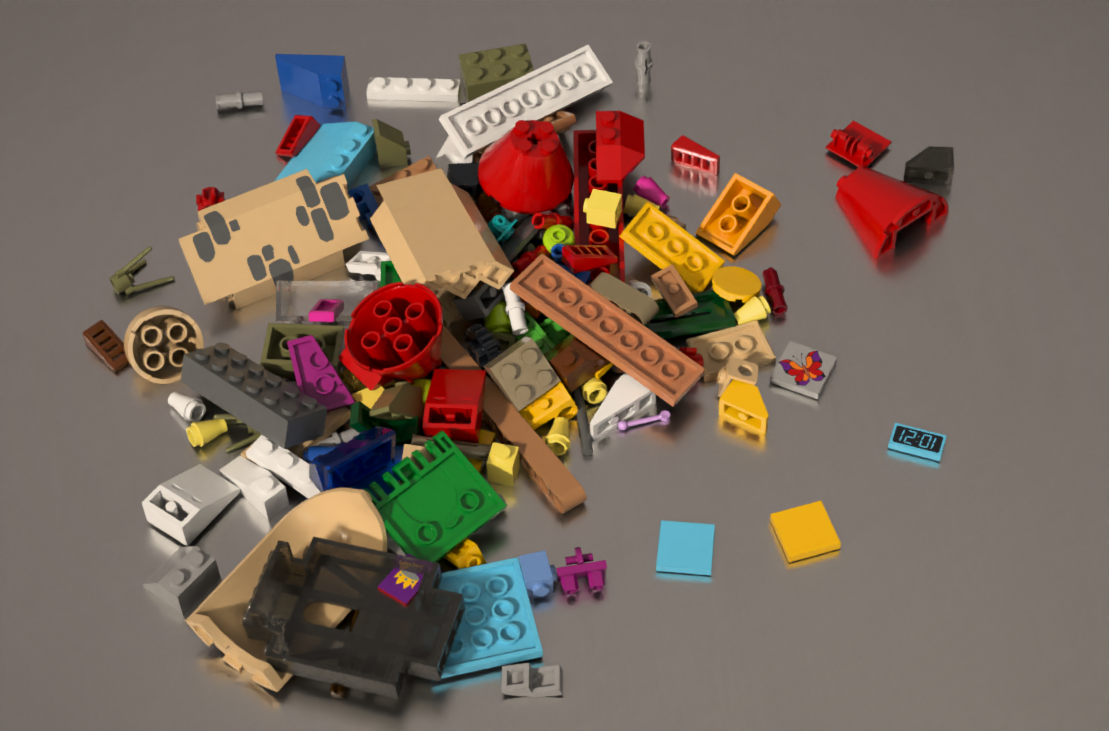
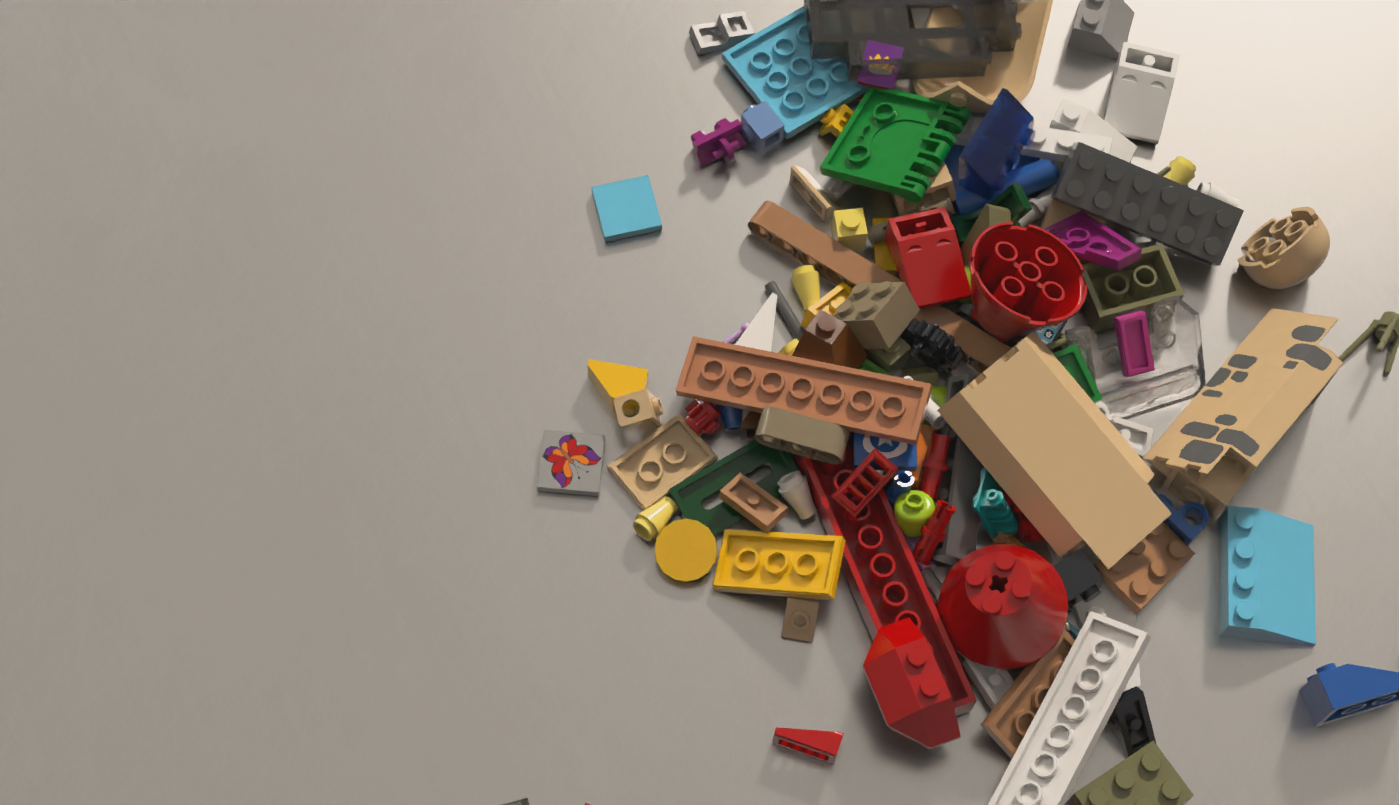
camera: 155 degrees right, 15 degrees up
(99, 334) = (1358, 240): reddish brown slope -> none
(209, 197) = (1363, 464): red gear -> none
(297, 135) = (1320, 625): red slope -> none
(390, 145) = (1201, 616): olive slope -> none
(413, 89) = (1231, 746): white plate -> none
(516, 512) = (812, 193): none -> tan slope
(603, 208) = (879, 564): light yellow brick -> none
(635, 204) = (846, 634): light yellow cone -> none
(651, 191) = (842, 664): dark pink cone -> none
(738, 215) = (718, 658): light orange slope -> none
(774, 291) = (638, 558): dark red axle -> none
(805, 531) = (510, 263): yellow tile -> none
(884, 205) = (534, 739): red cone -> none
(917, 441) = (418, 408): tile -> none

